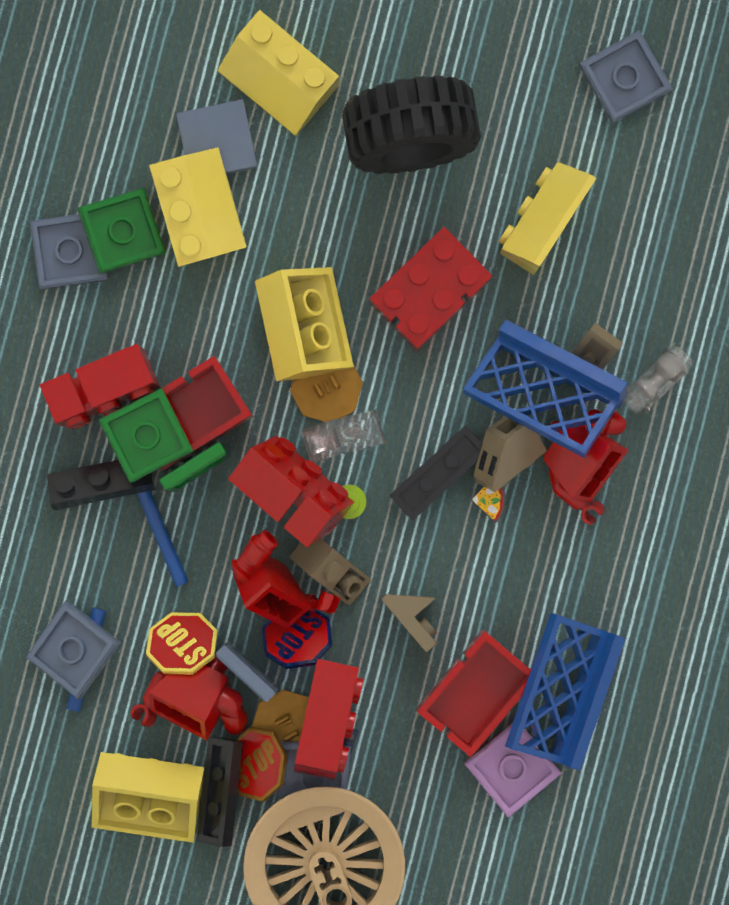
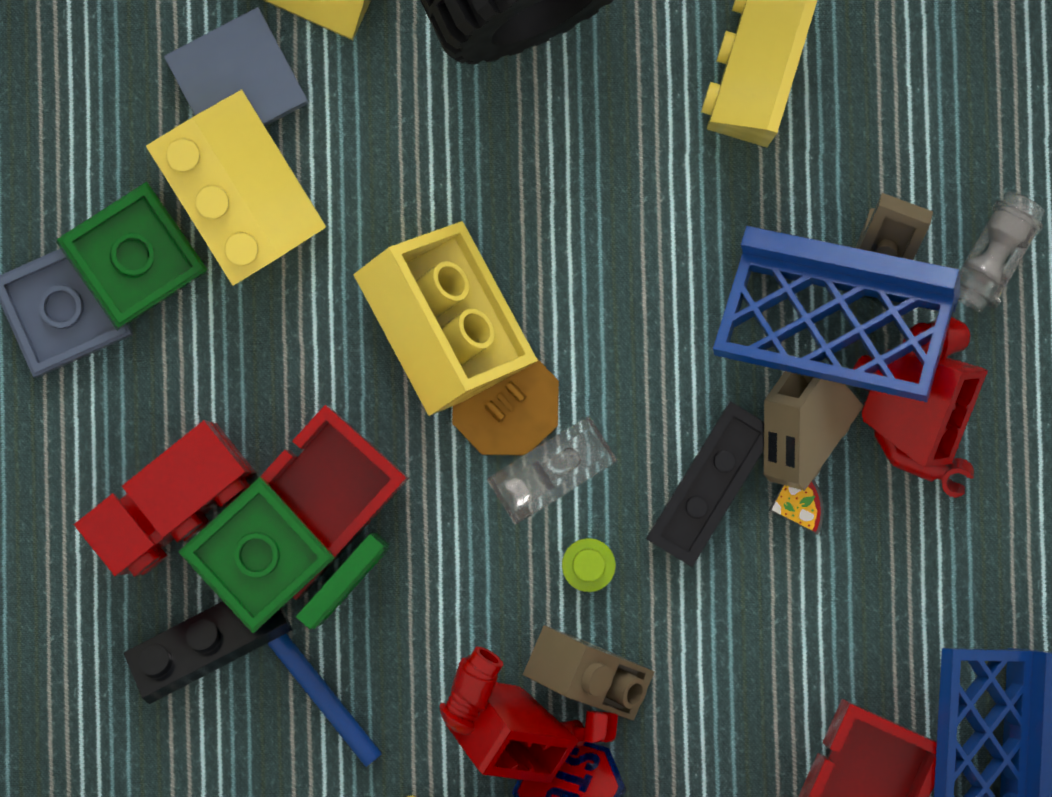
camera: 15 degrees left, 0 degrees up
(279, 477) = (478, 560): red piece -> none
(405, 609) = (720, 703): dark tan slope -> none
(430, 288) = (620, 211): red piece -> none

